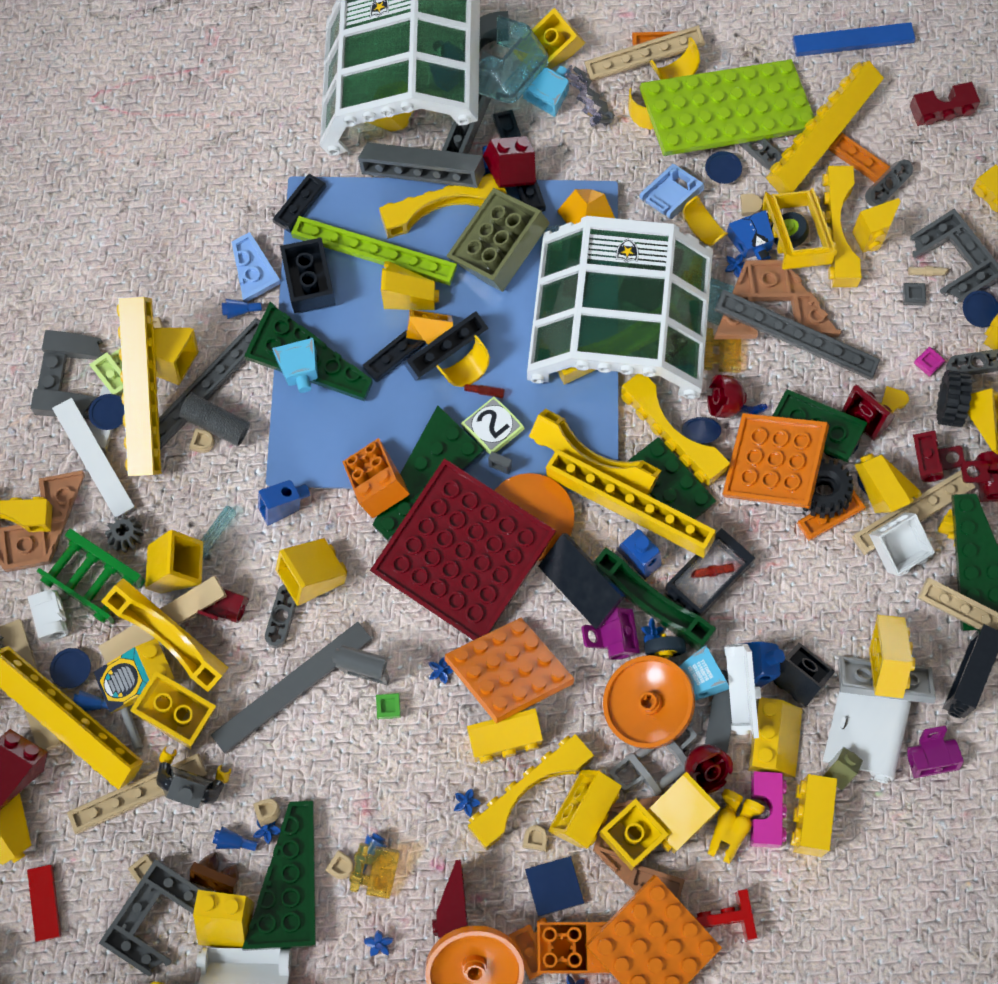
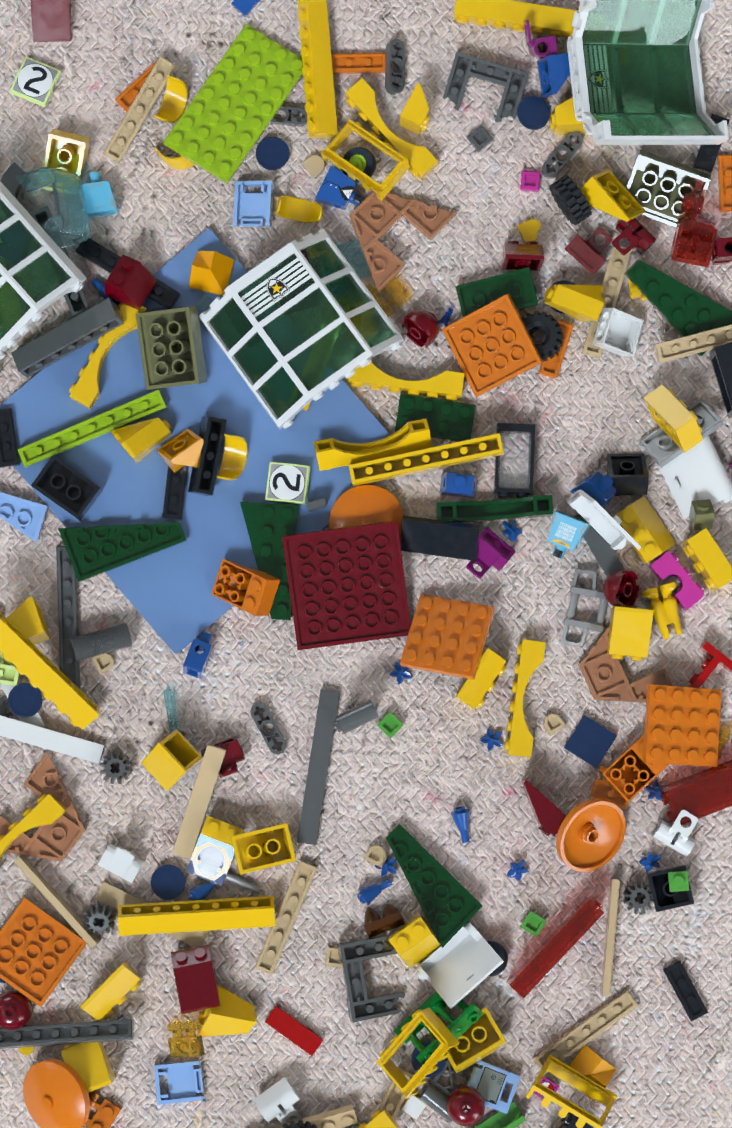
camera: 45 degrees left, 15 degrees up
(93, 555) = (111, 799): green fence -> none
(139, 610) = (177, 811): yellow arch -> none
(186, 786) = (315, 886): torso -> none
(235, 308) = (36, 551): blue cone -> none
(298, 363) = (123, 556): medium azure torso -> none
(310, 570) = (262, 684): yellow slope -> none
(340, 866) = (452, 846): tan tile -> none
(382, 870) = (481, 827): clear yellow plate -> none
(485, 390) = (259, 462): clear red pin -> none
(585, 808) = (568, 679): yellow slope -> none
(596, 117) = (124, 177): piece -> none
(633, 834) = (613, 670): yellow slope -> none
(649, 702) = (549, 578): orange dish -> none
(665, 646) = (529, 534): black wheel -> none
(701, 430) = (424, 364): dark blue piece -> none
(713, 571) = (516, 457): clear red piece -> none
(735, 264) = (343, 221): blue plant -> none
(797, 334) = (430, 241): dark grey tile -> none
(928, 271) = (474, 113): tan piece -> none

